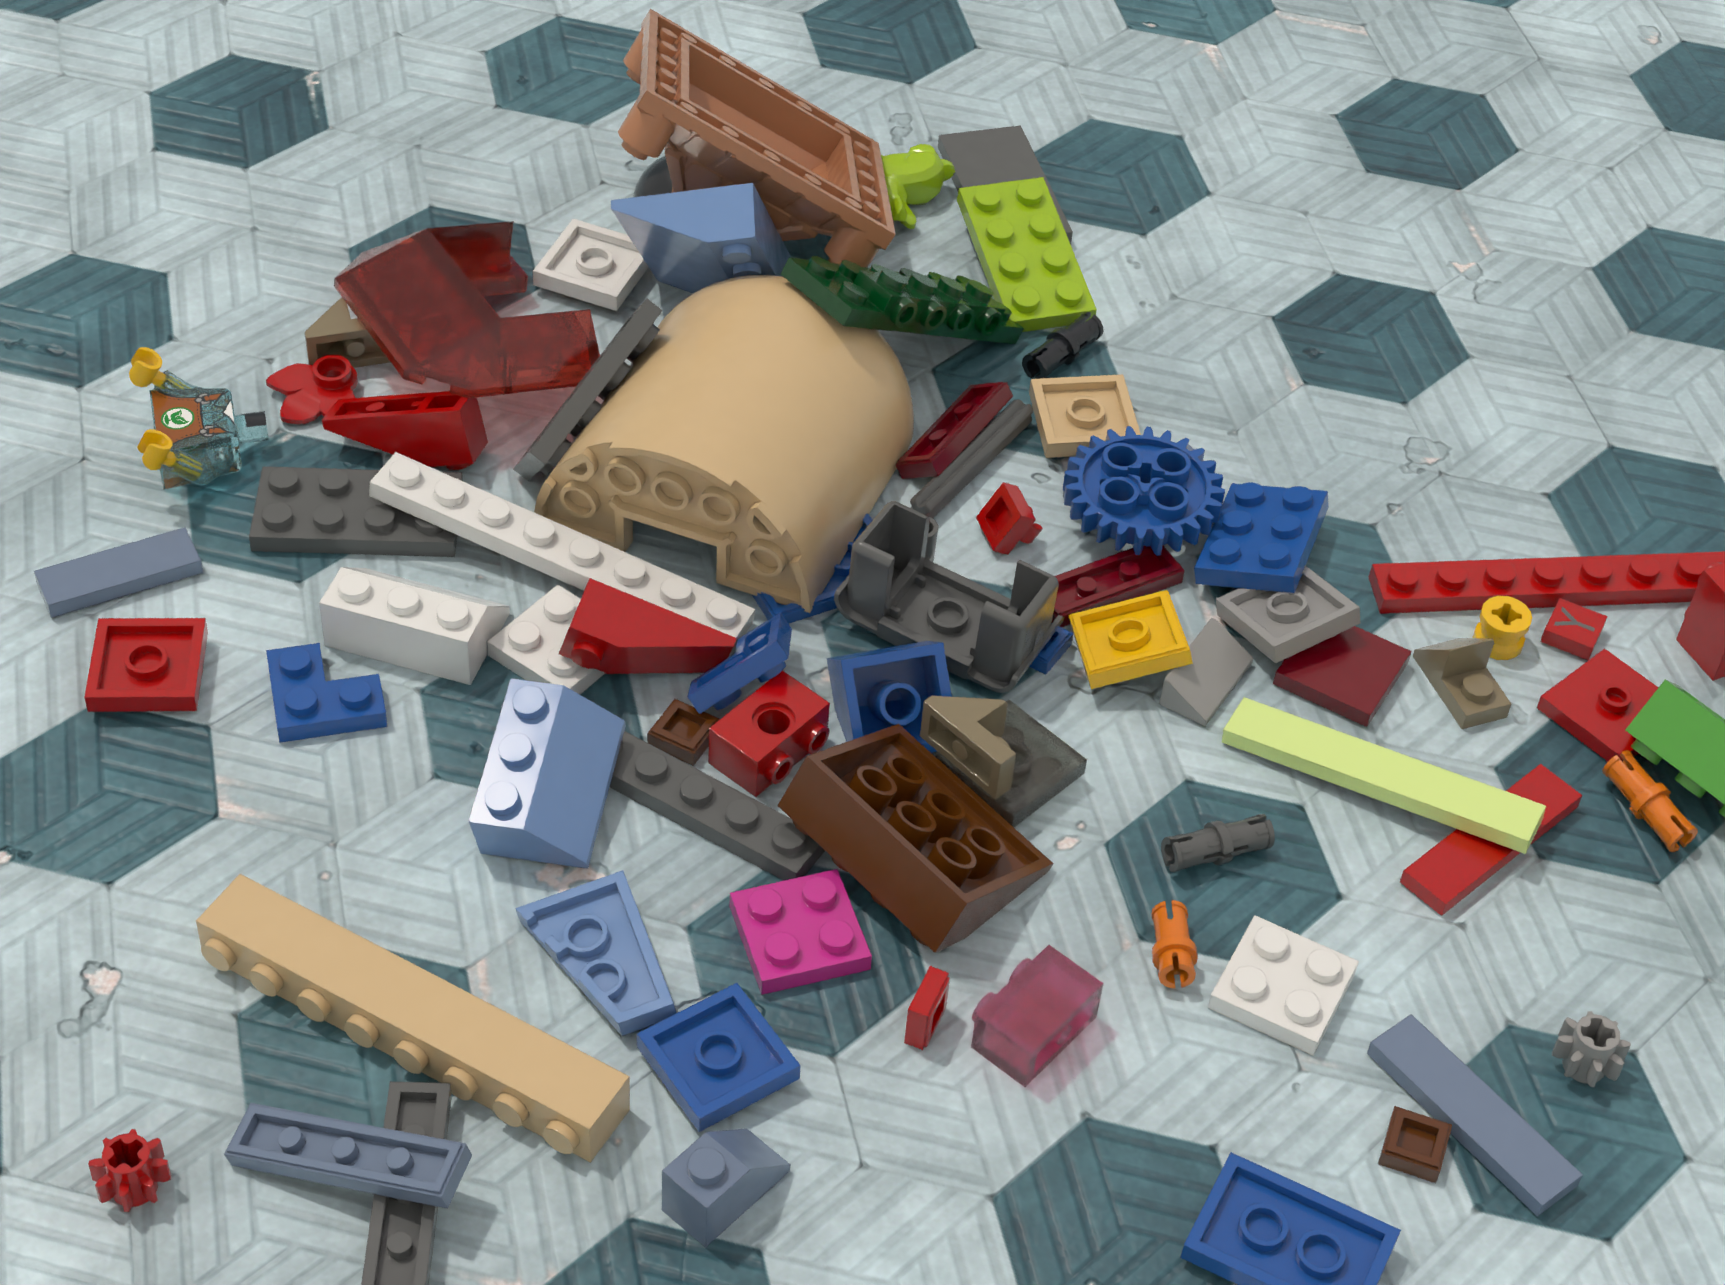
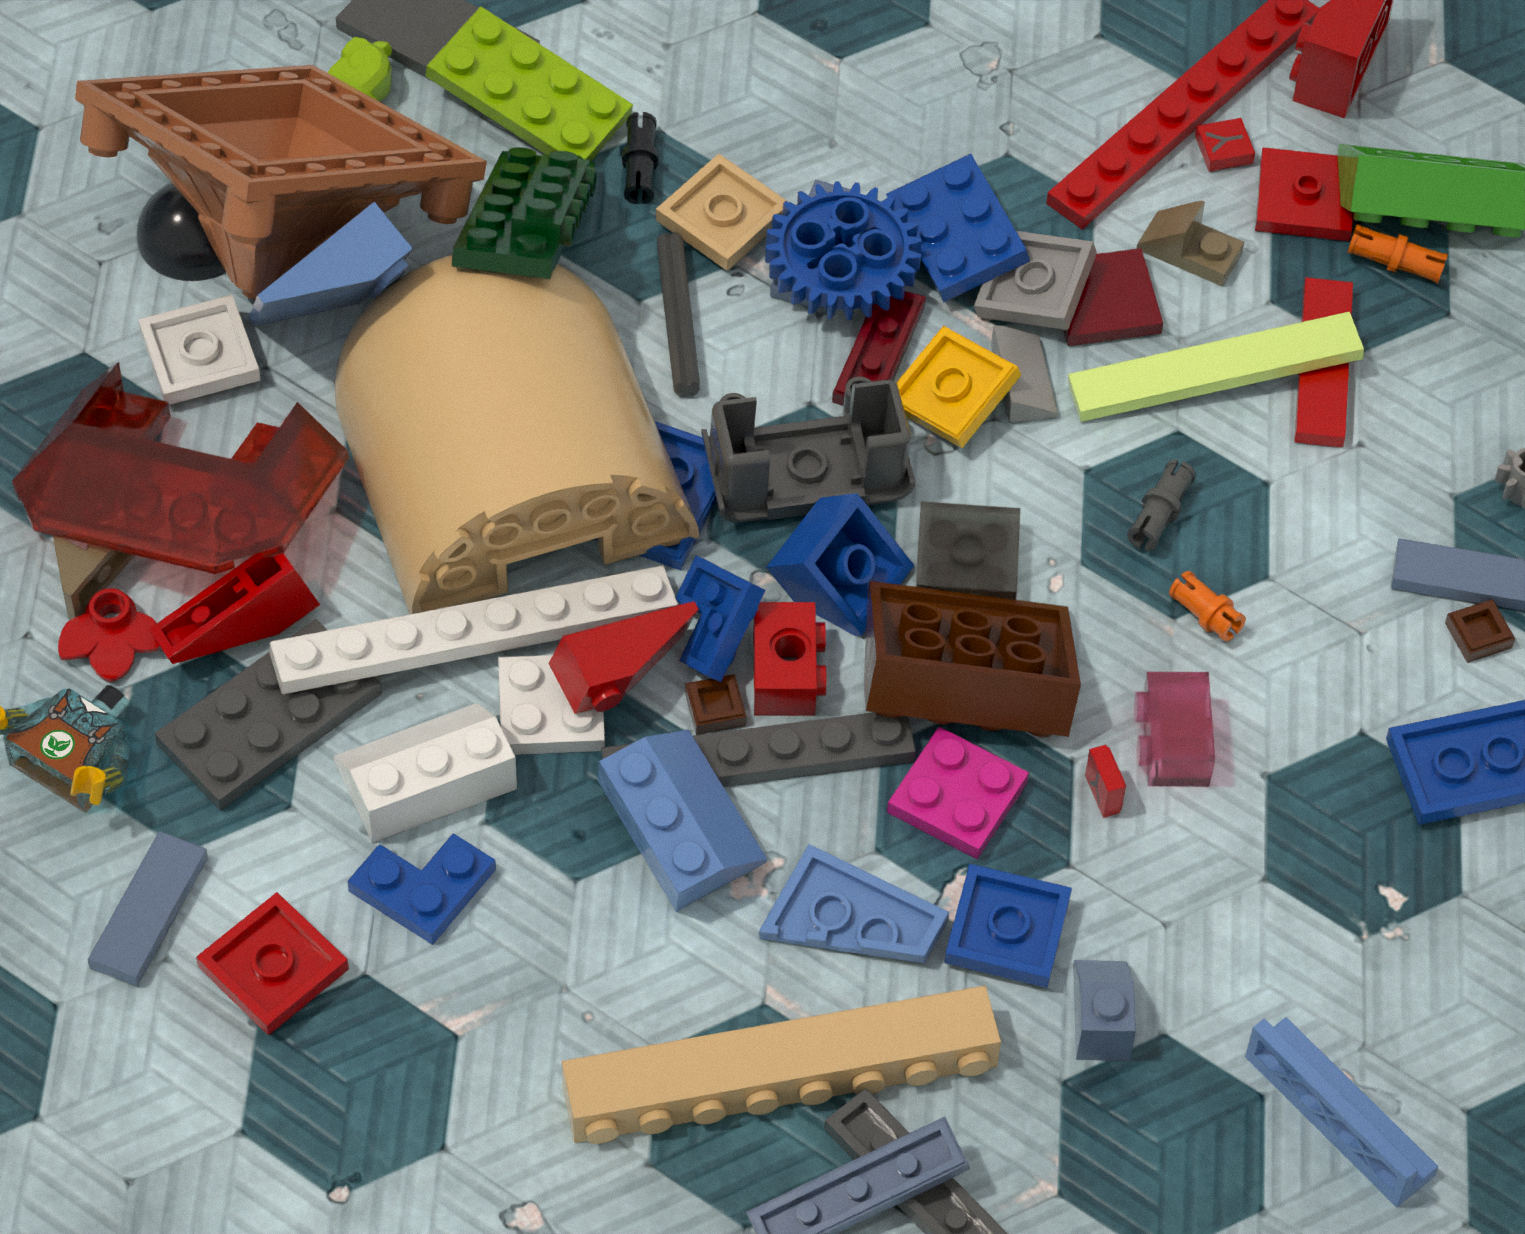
camera: 40 degrees left, 10 degrees up
(598, 381) = (372, 476): dark grey plate -> none
(954, 430) = (643, 297): dark red tile -> none
(970, 738) = (933, 558): dark tan slope -> none
(1008, 519) = (762, 349): red tile -> none
(1283, 985) = (1298, 580): white plate -> none
(1505, 622) = (1182, 179): yellow wheel -> none

